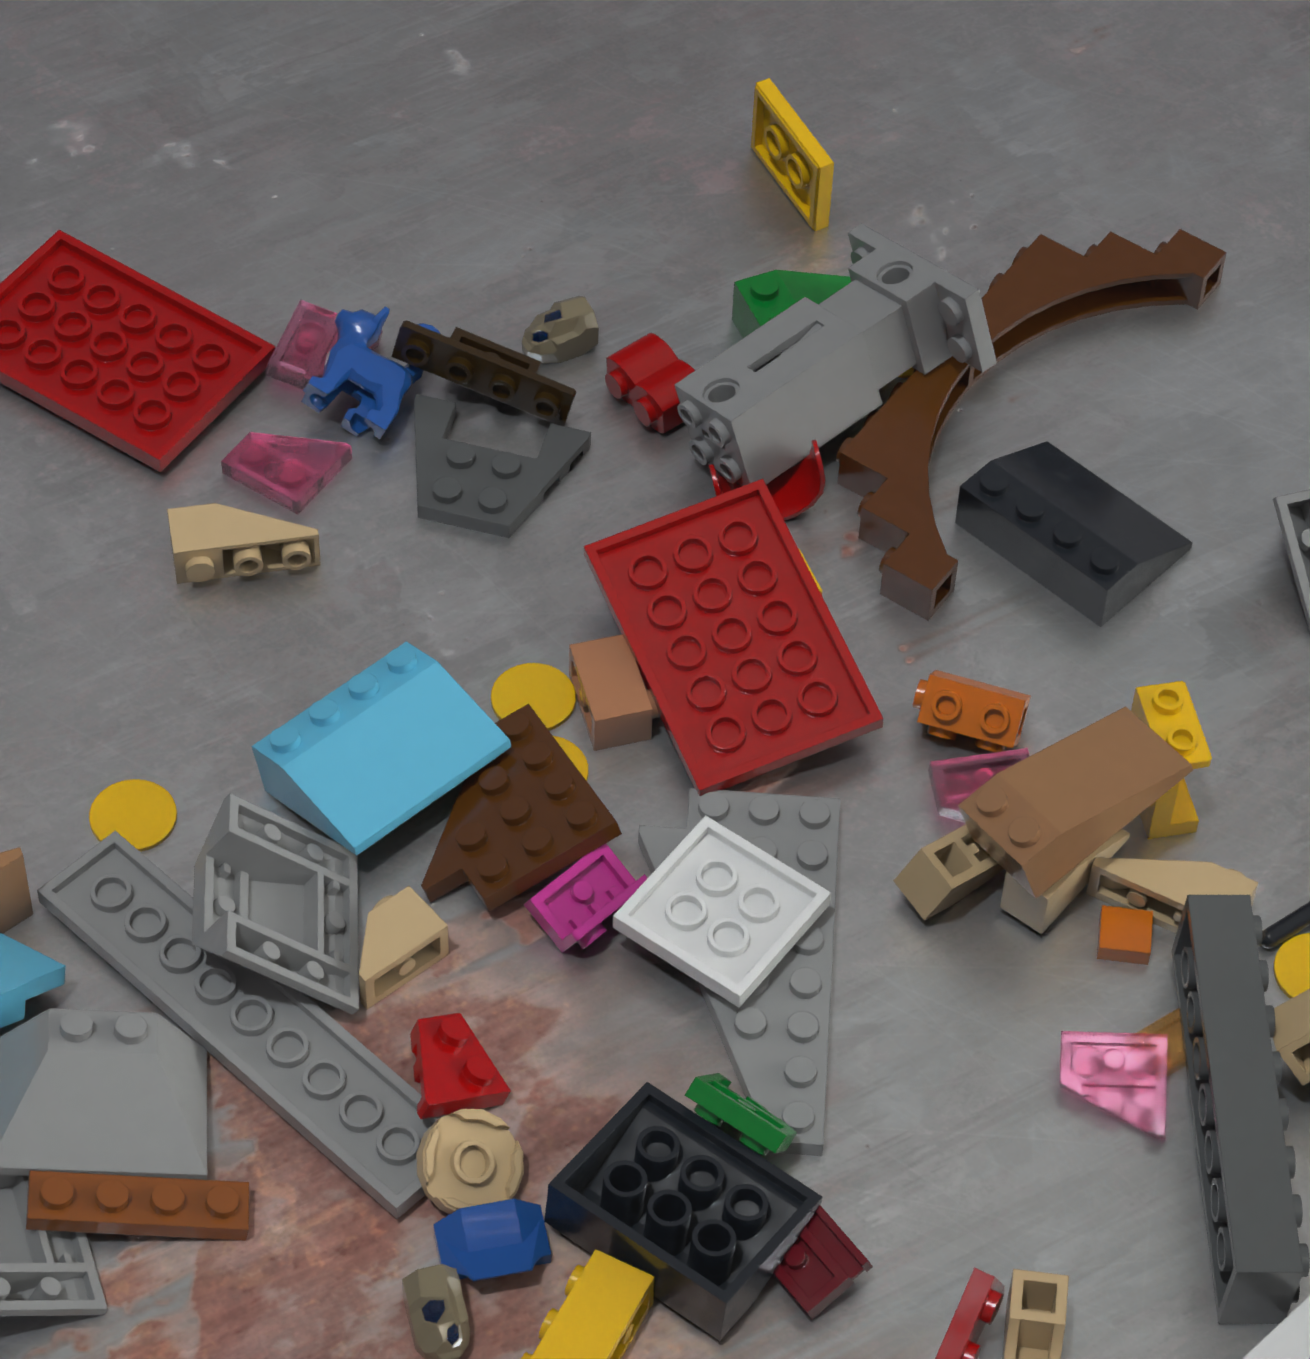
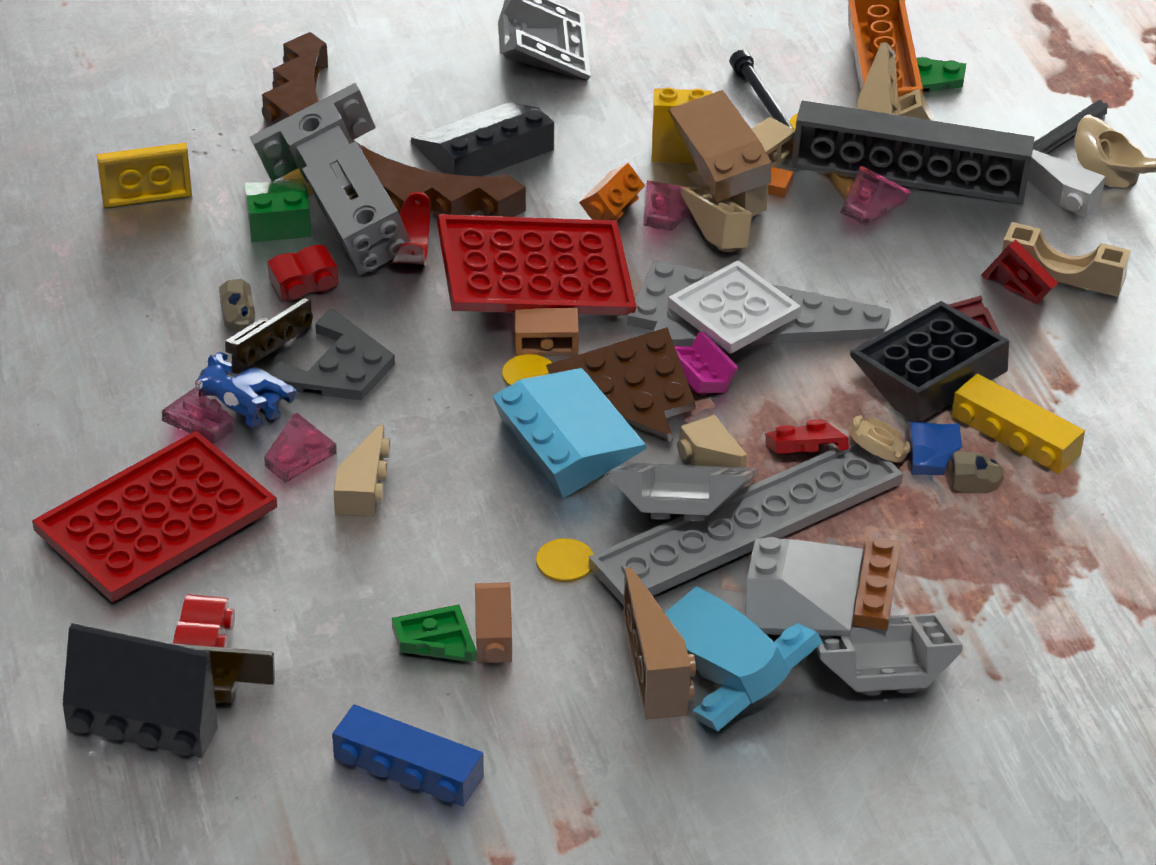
camera: 75 degrees left, 10 degrees down
(758, 1126) = (873, 326): green wing -> none

